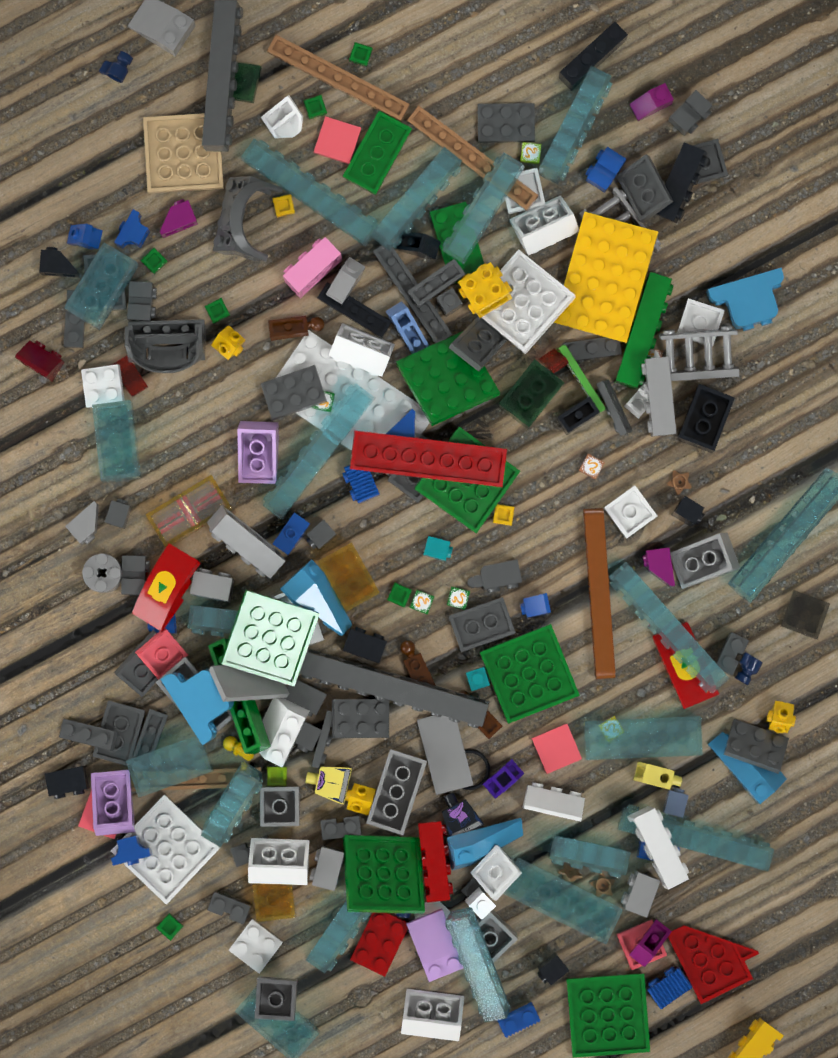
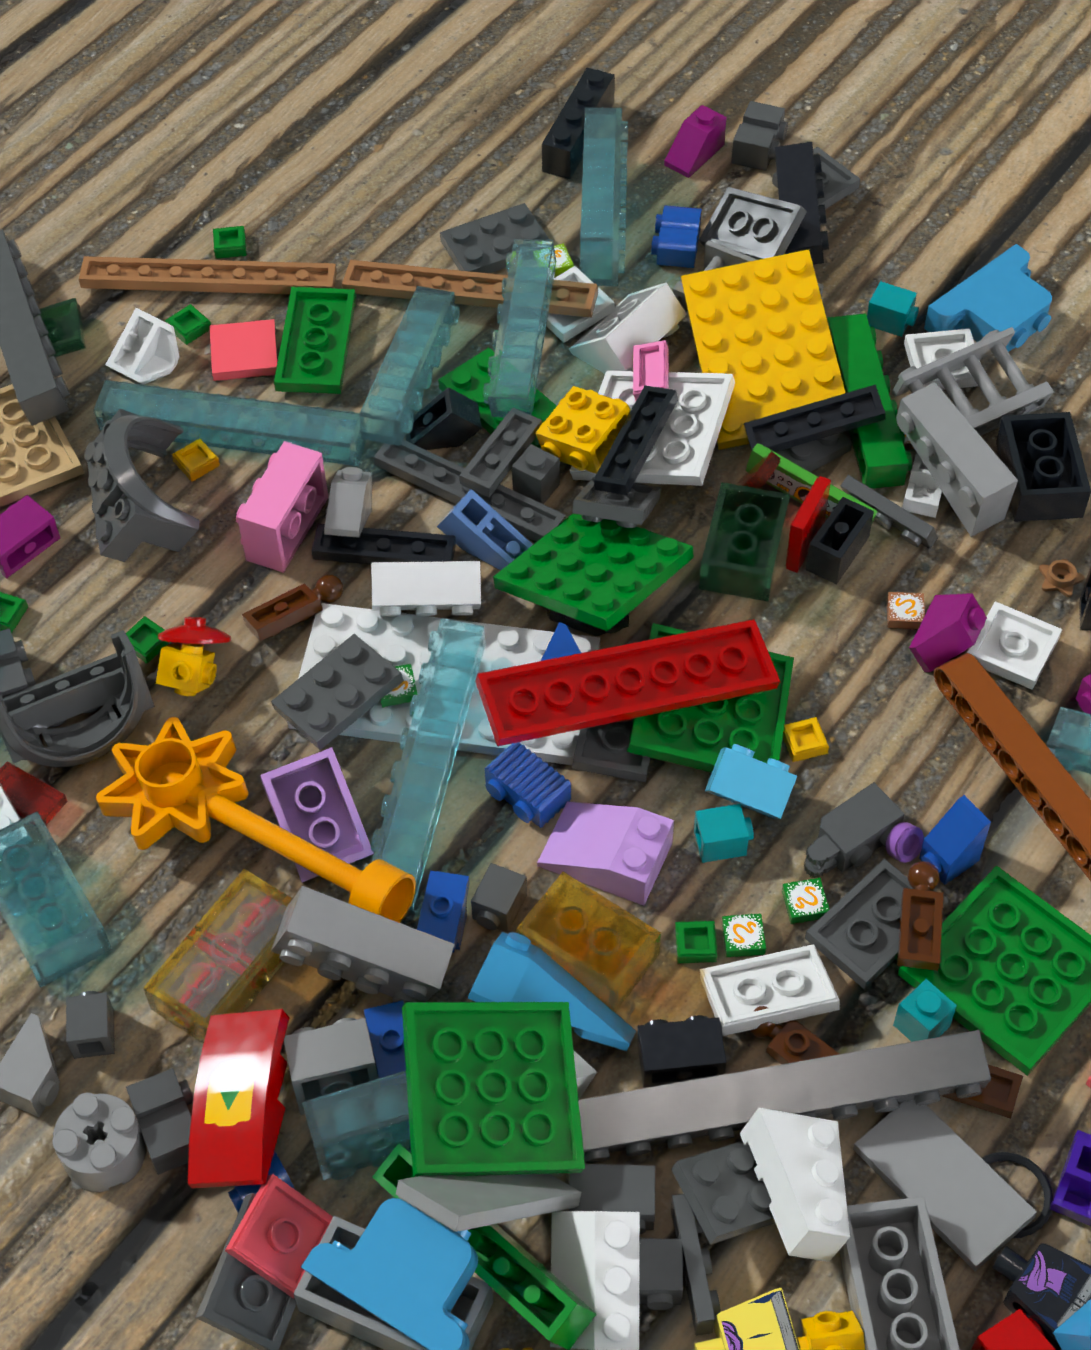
camera: 25 degrees left, 30 degrees down
(200, 411) = (188, 782): none -> light orange piece
(239, 327) = (194, 632): none -> red dish
(242, 581) = (387, 1037): none -> blue brick
(382, 530) = (609, 848): none -> lavender slope
(382, 731) = (804, 1179): none -> white wedge
(424, 633) = (786, 982): none -> white tile
(461, 533) = (751, 782): none -> medium azure brick
(499, 636) = (921, 919): none -> reddish brown plate
(504, 313) = (635, 440): none -> black plate
(517, 592) = (904, 842): none -> medium lavender tile
(537, 267) = (650, 366): none -> bright pink tile
(566, 400) = (807, 523): none -> red tile
(601, 491) = (947, 629): none -> magenta slope
(603, 340) = (817, 420): none -> black plate
(692, 276) = (892, 309): none -> teal brick

